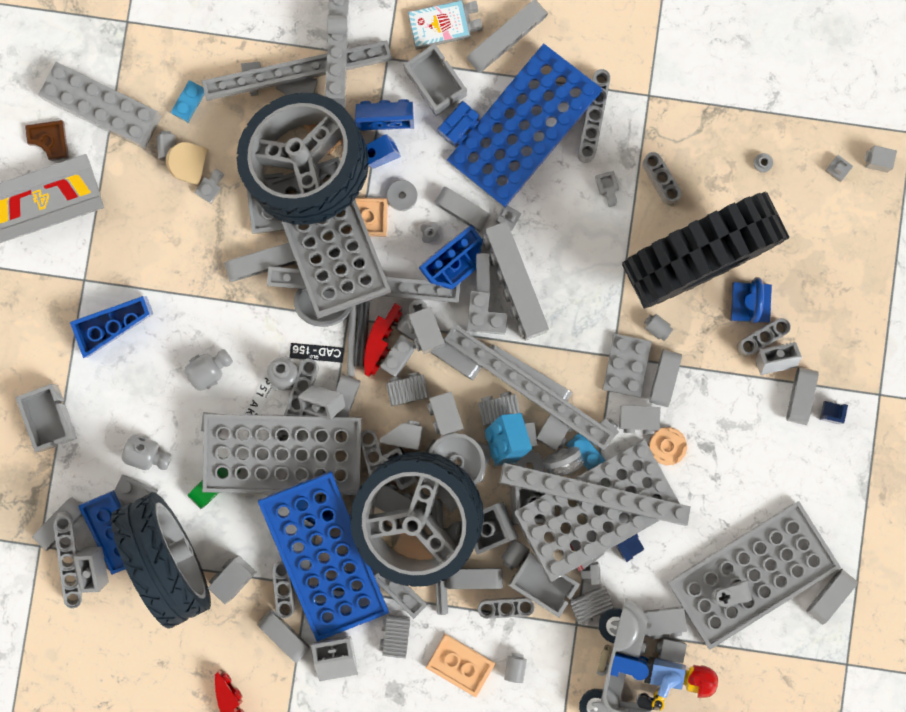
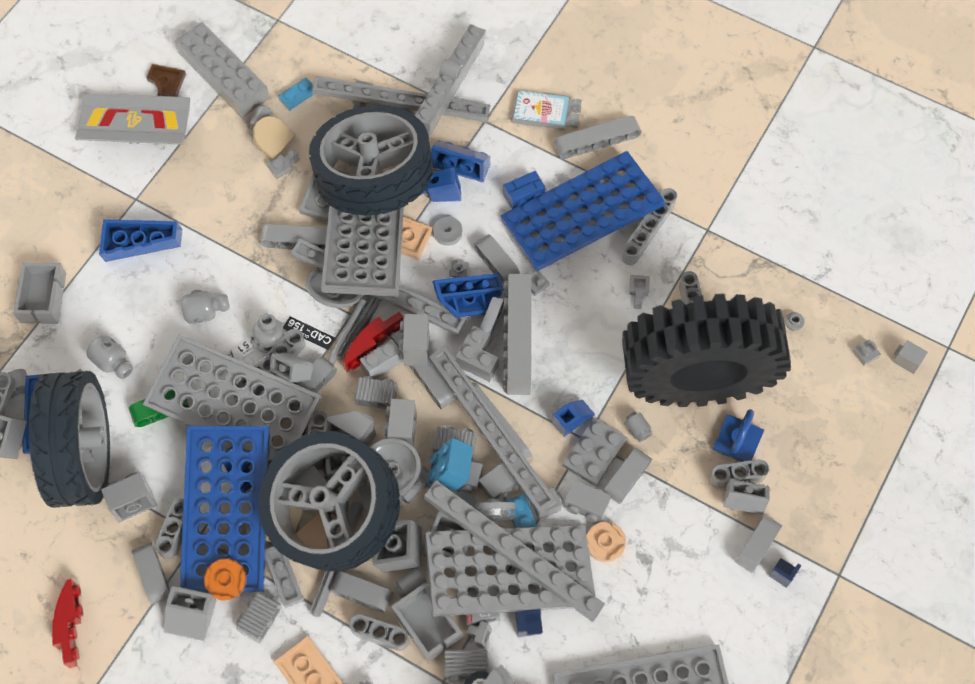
camera: 20 degrees right, 20 degrees down
(352, 617) = (225, 579): none -> orange tile
(433, 81) = (515, 147): light grey piece -> none
(596, 341) = (571, 416): none -> blue slope

